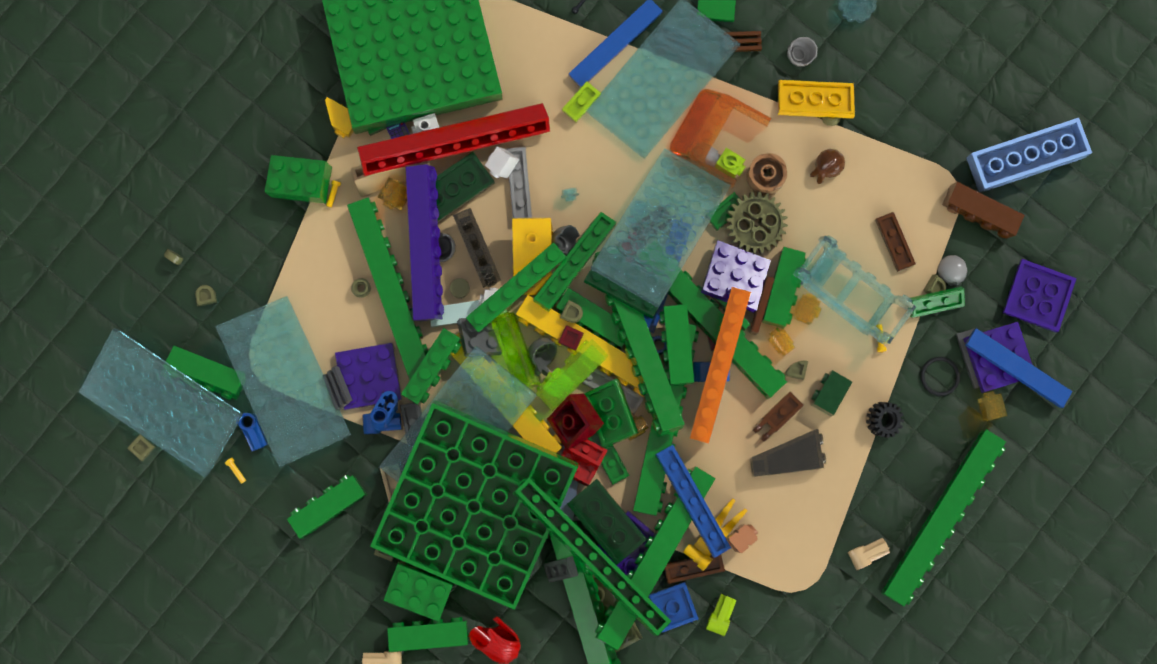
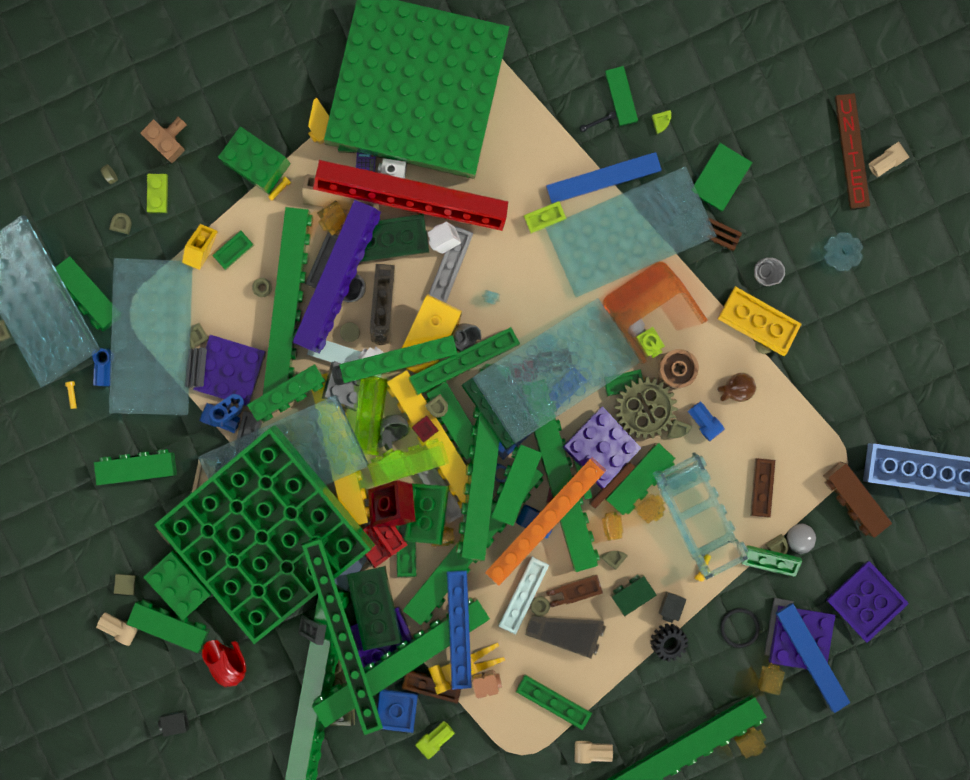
camera: 25 degrees right, 5 degrees up
(208, 201) = (165, 138): none -> medium nougat brick
(225, 252) = (157, 193): none -> lime plate
(286, 279) = (199, 246): none -> yellow slope
(318, 268) = (233, 250): none -> green tile
(325, 360) = (197, 336): none -> olive tile
(369, 618) = (124, 584): none -> olive tile
(403, 244) = (321, 260): none -> dark grey tile
(734, 444) = (523, 595): none -> light aqua tile
(753, 445) = (540, 606): none -> olive tile
(794, 227) = (678, 429): none -> olive tile
(810, 525) = (553, 702): none -> green tile
(819, 210) = (709, 425): none -> blue piece
(871, 386) = (672, 607): none -> pearl dark grey brick
(1004, 472) = (751, 742): none -> clear yellow brick

